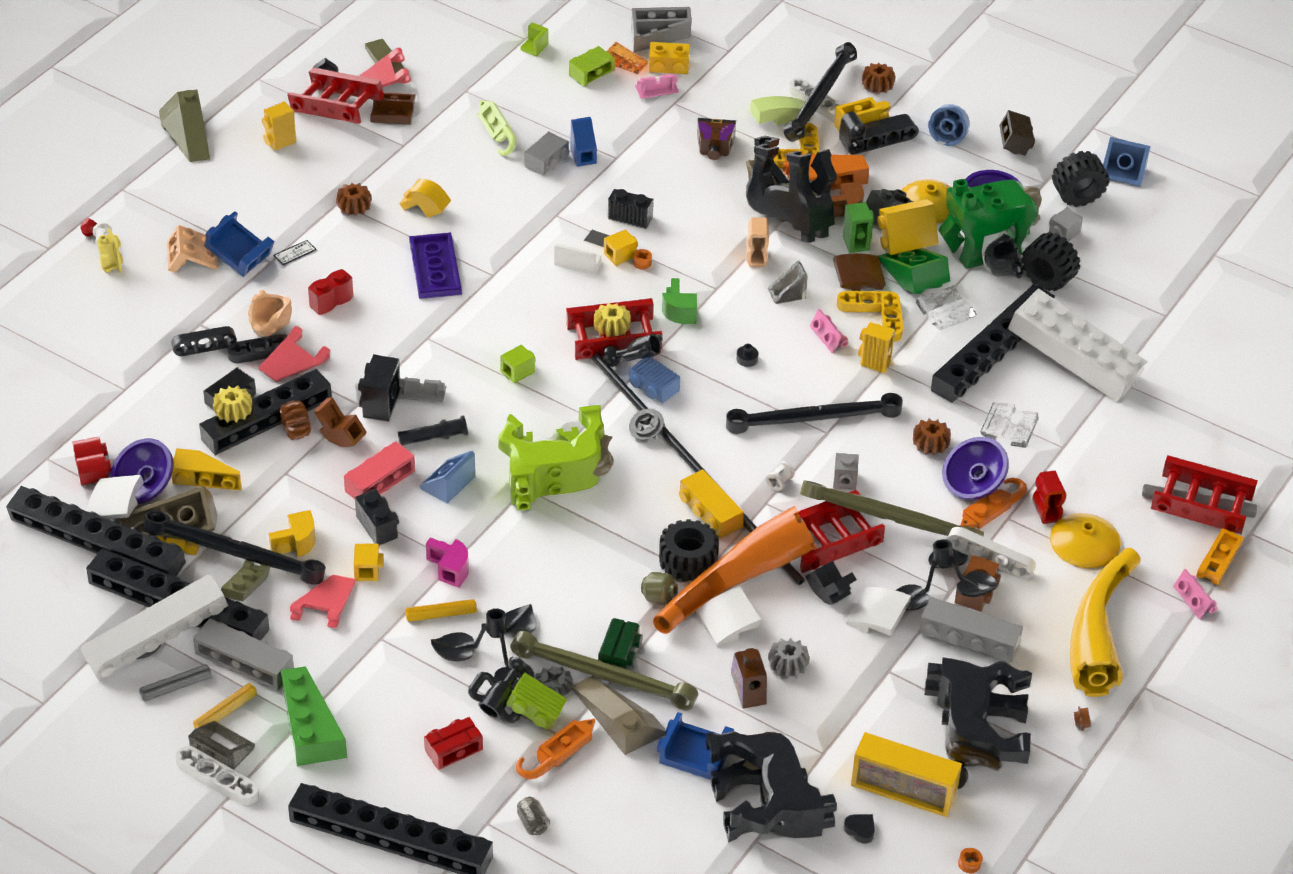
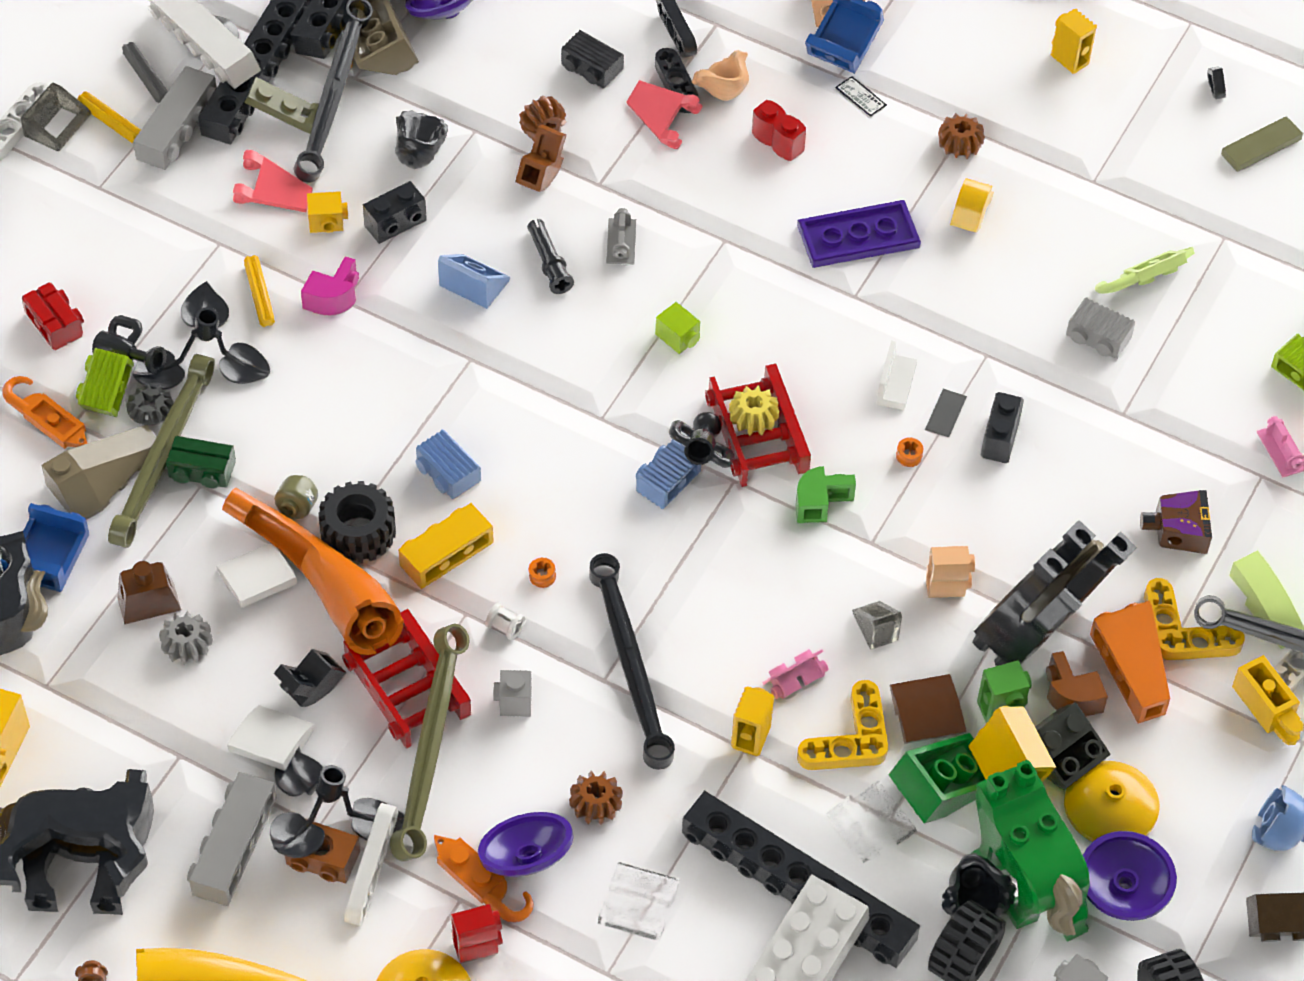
camera: 85 degrees right, 10 degrees up
(200, 469) = (461, 49): yellow slope -> none
(232, 404) = (544, 50): light yellow gear -> none
(299, 536) = (365, 149): yellow brick -> none
(300, 496) = (418, 138): none -> black piece
(309, 388) = (585, 113): black brick -> none
(311, 723) = (87, 183): bright green wedge -> none
(336, 82) = (1174, 106): red fence -> none
(380, 387) = (601, 187): black brick -> none
(380, 471) = (470, 209): coral brick -> none
(384, 70) = (1222, 137): coral flag -> none
(393, 109) = (1161, 161): reddish brown slope -> none
(557, 465) = (479, 355): lime piece -> none
(583, 142) = (1121, 361): blue slope -> none
(620, 247) = (922, 421): yellow brick -> none
(635, 499) = (447, 464): none -> medium blue brick
(645, 417) = (579, 463): gear -> none
(678, 447) = (523, 529): black piece -> none
(738, 452) = (536, 578): none -> orange bush
(747, 355) = (736, 580): black tile -> none
(876, 134) = (1240, 724): black beam -> none

